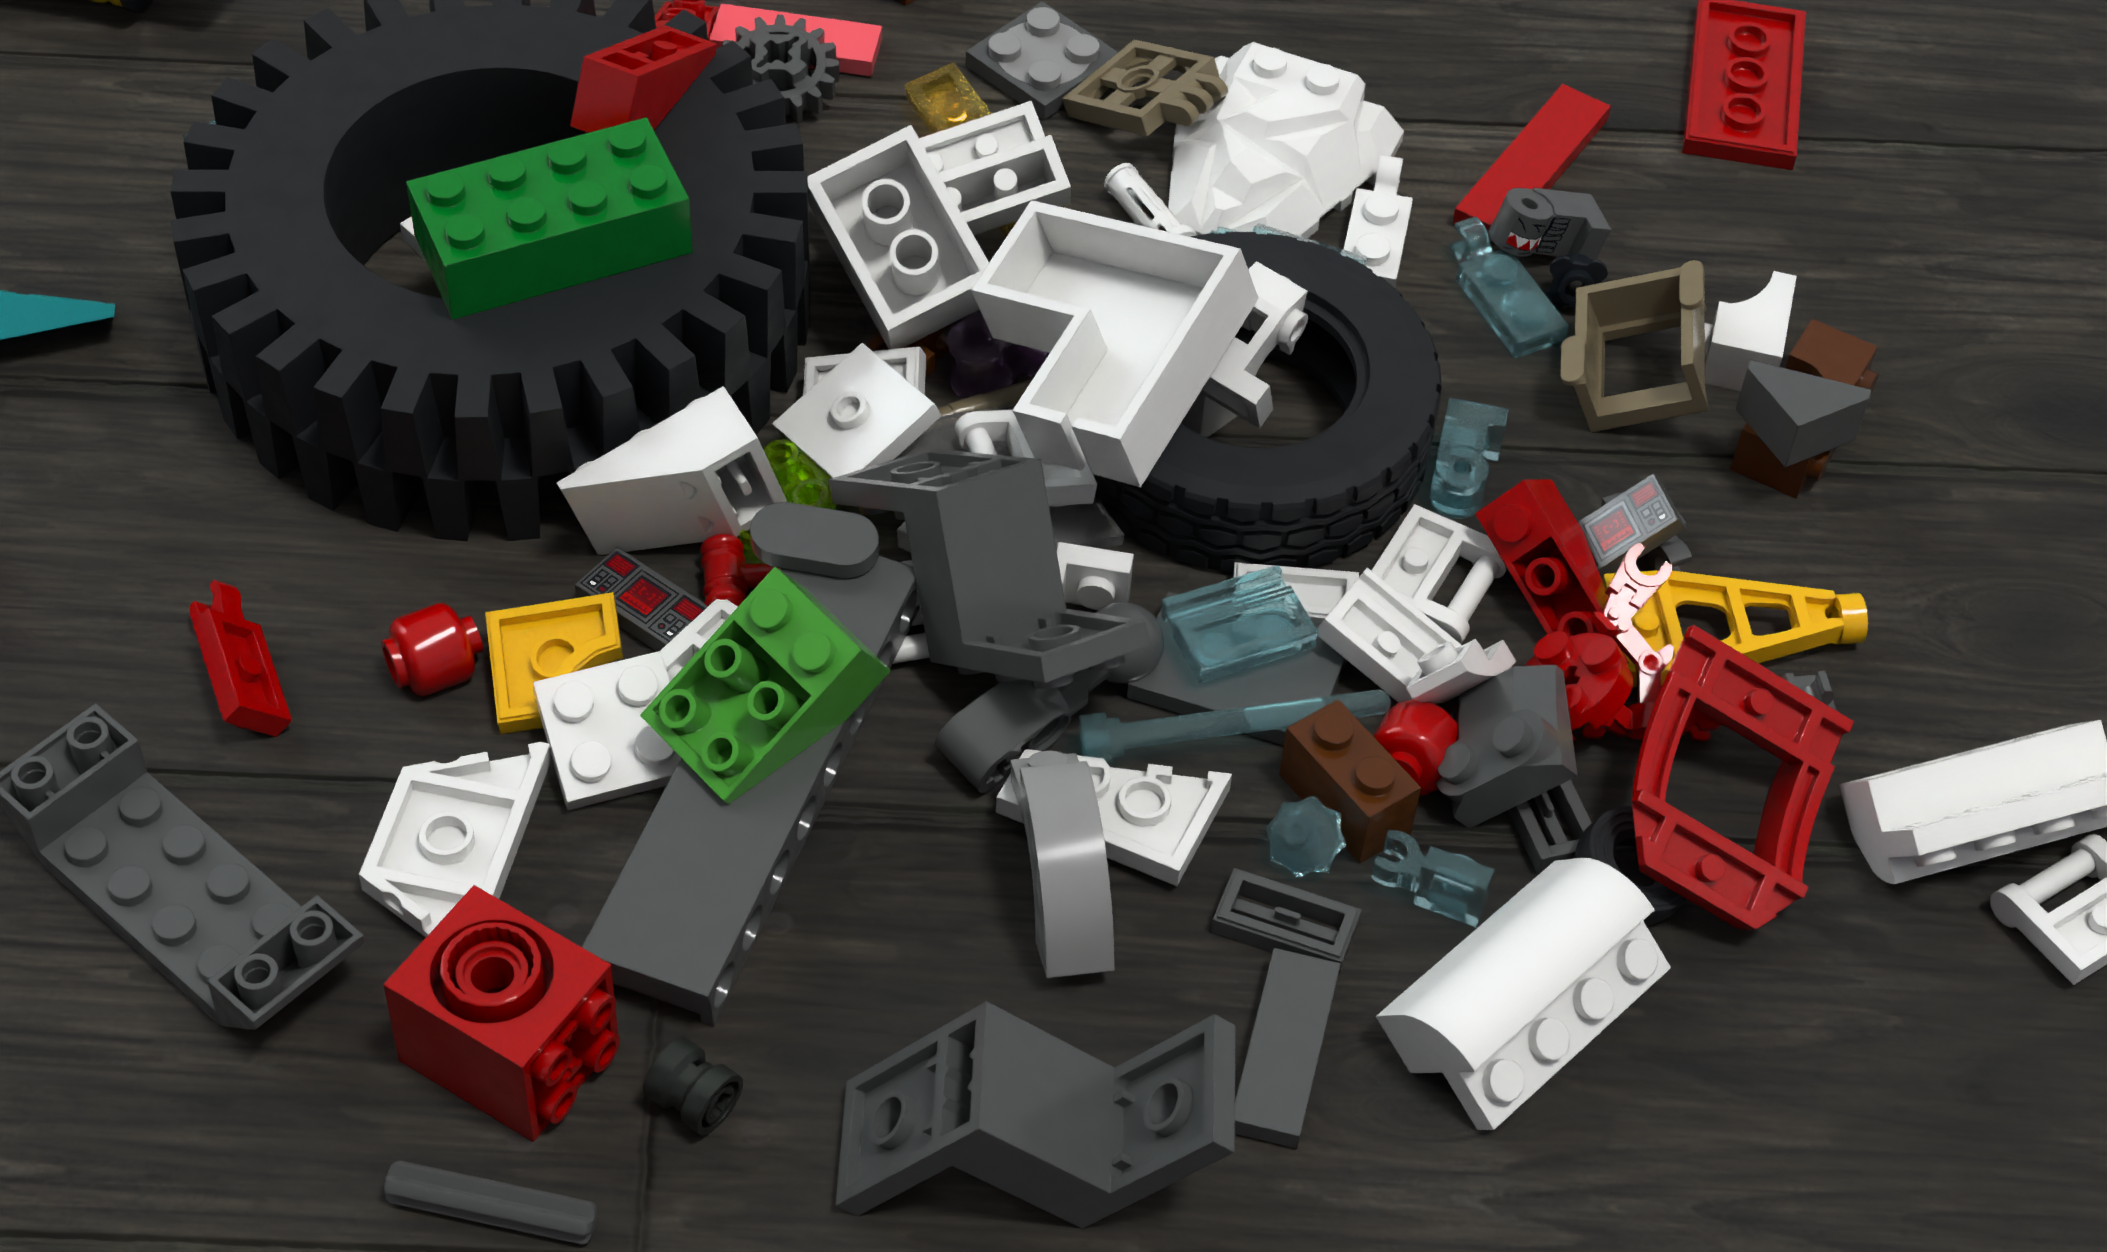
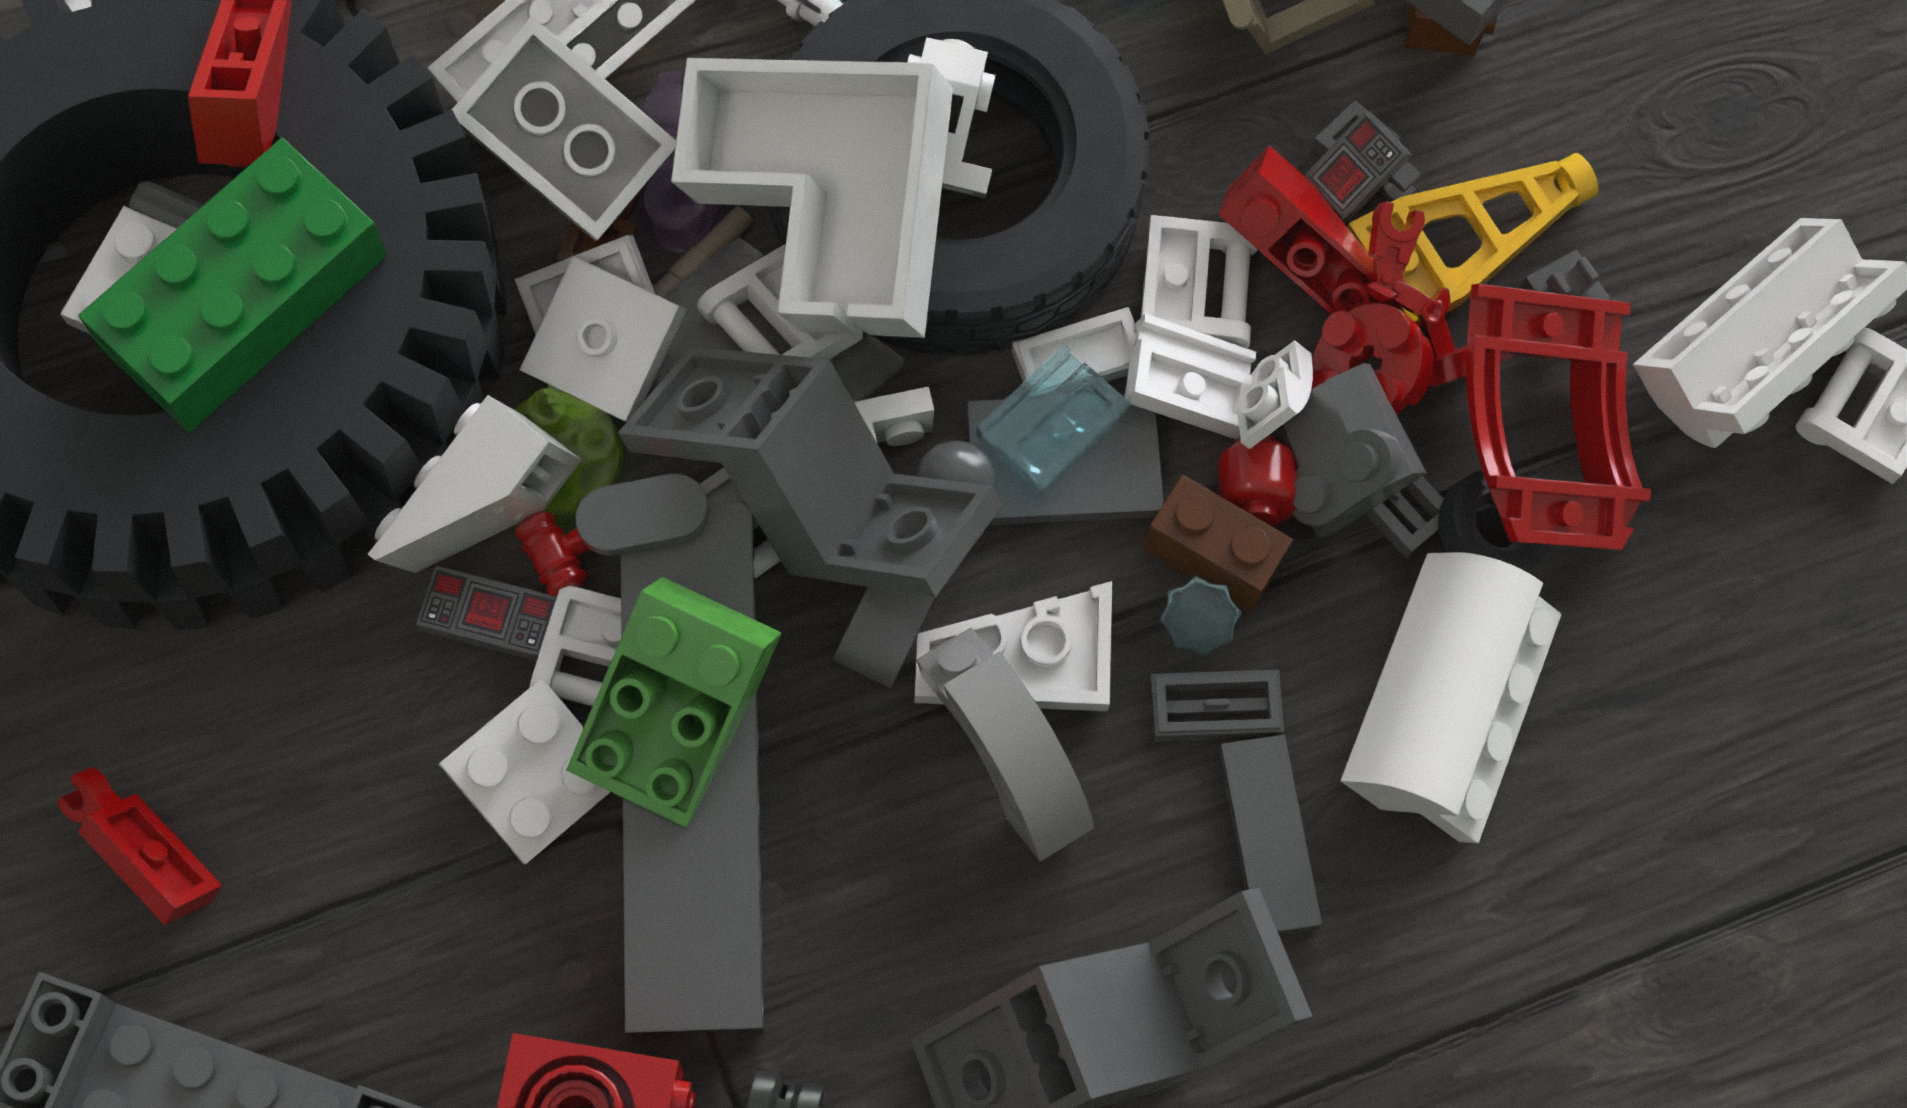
camera: 25 degrees left, 20 degrees up
(431, 649) = (317, 755): red head -> none
(451, 831) = (441, 952): white wing -> none
(546, 643) = (427, 711): yellow tile -> none
(1108, 737) = (983, 585): clear light blue piece -> none
(1442, 880) = (1341, 613): clear light blue plate -> none
(1461, 470) = (1175, 157): clear light blue leg -> none

